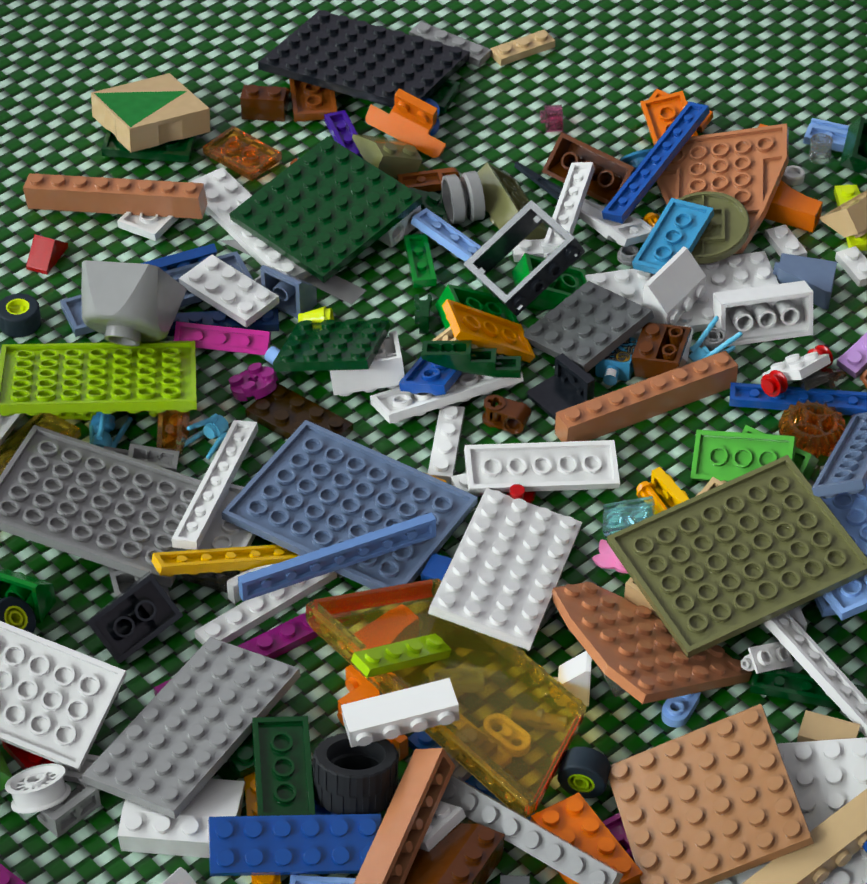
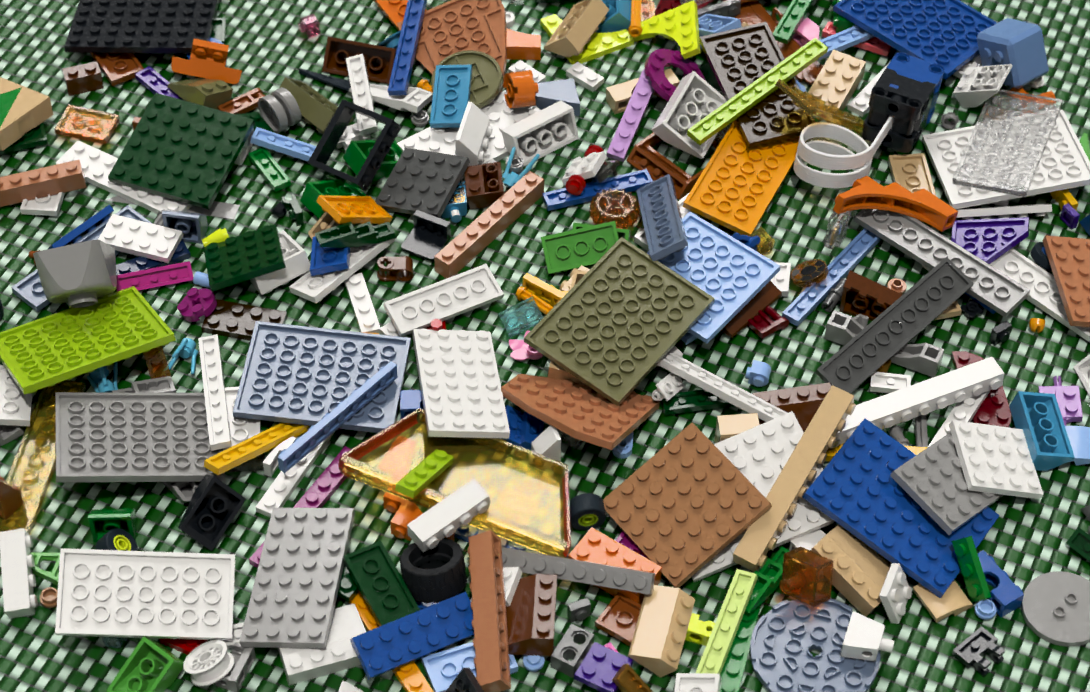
camera: 25 degrees left, 5 degrees up
(406, 308) = (279, 210): none -> black hinge
(554, 644) = (523, 427): none -> blue slope
(761, 254) = (520, 89): none -> orange brick

